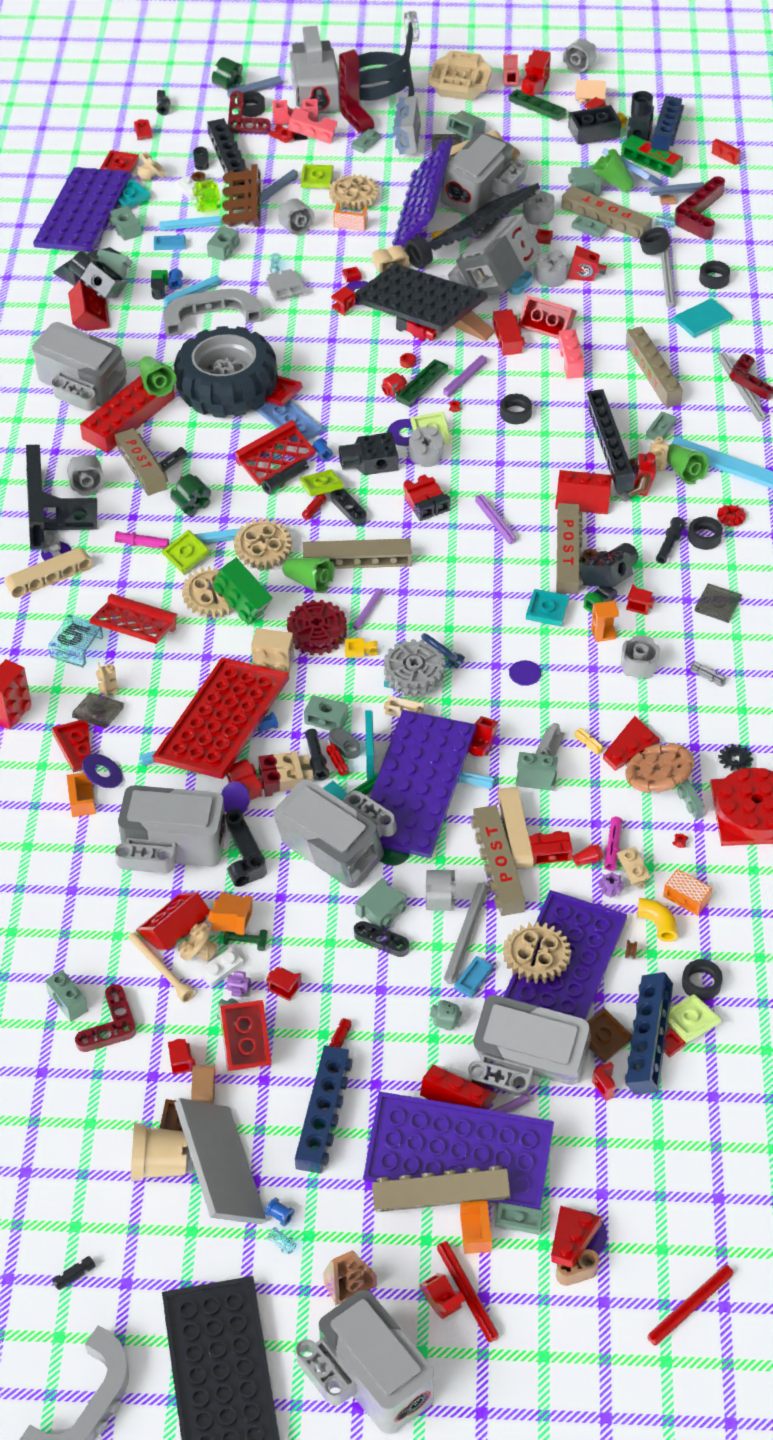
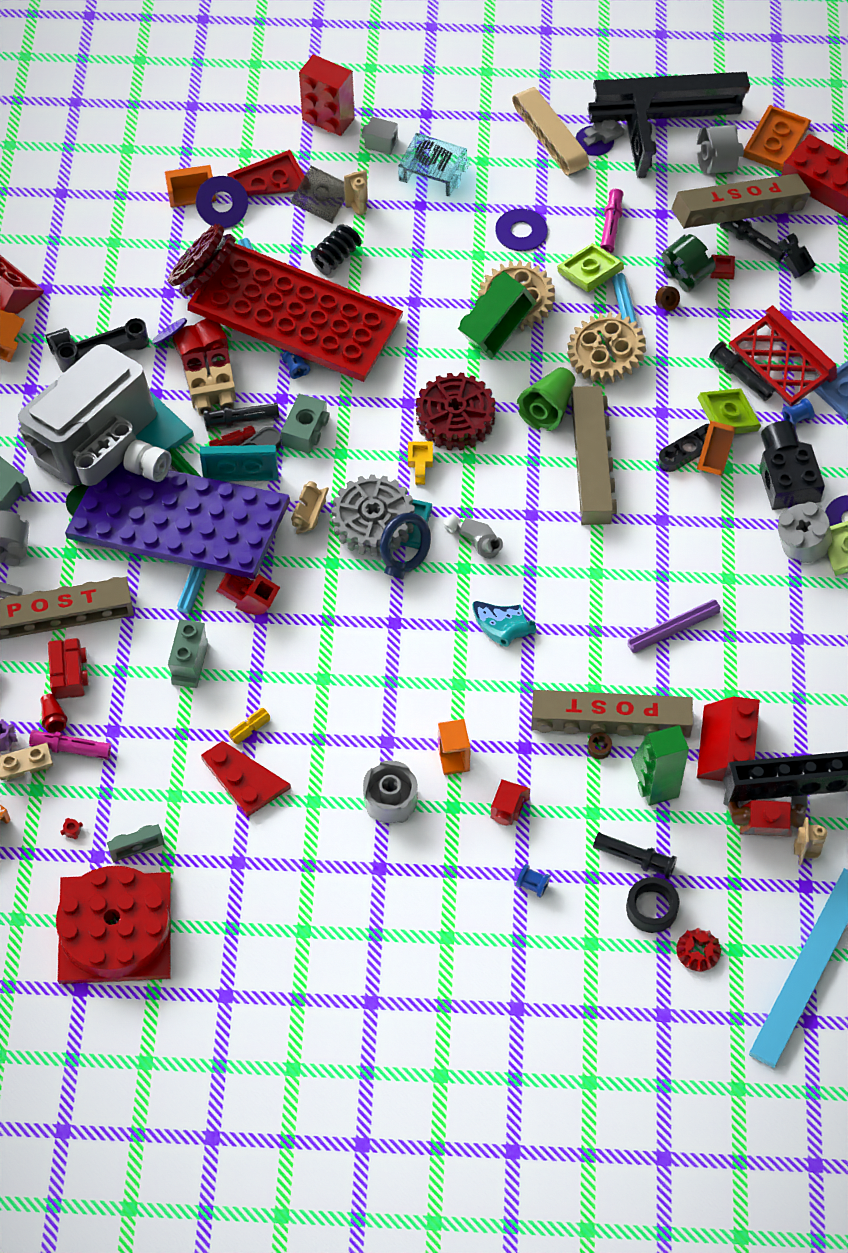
camera: 90 degrees right, 10 degrees up
(41, 673) = (380, 135): none -> light grey brick
(62, 448) = (776, 137): none -> orange tile
(134, 611) = (474, 229): red fence -> none
(153, 588) = (530, 242): none -> dark purple gear
(158, 698) = (335, 248): none -> black piece
(169, 829) = (108, 257): light grey piece -> none
(176, 764) = (201, 260): none -> dark red piece
(187, 442) = (798, 258): none -> black plate
(217, 512) = (667, 298): none -> reddish brown tile
(273, 649) = (401, 358): tan brick -> none
(314, 506) = (685, 406): red axle -> none
(356, 487) = (716, 448): none -> orange panel
(358, 623) = (495, 471): medium lavender piece -> none
(376, 788) = (147, 460): none -> white wheel
(425, 496) = (708, 536): hips -> none
(428, 613) = (479, 533): none -> light grey arm
(495, 605) = (502, 622): none -> teal arm
(515, 826) = (108, 628): tan beam -> none
(525, 673) = (380, 656): dark purple piece -> none
(547, 607) = (495, 684): teal plate -> none
(551, 740) = (245, 678): light grey hinge -> none
(600, 595) = (512, 751): leg -> none
(610, 567) = (560, 759): black brick -> none
(616, 511) = (661, 765): none -> green wedge
(644, 767) = (179, 820): nougat plate -> none
(687, 463) = (799, 883): bright green cone -> none
(695, 589) = (533, 880): none -> blue bush
(708, 673) = (368, 887): axle -> none
(718, 603) = (511, 915): clear smoke tile -> none
(744, 759) = (212, 901): black gear -> none

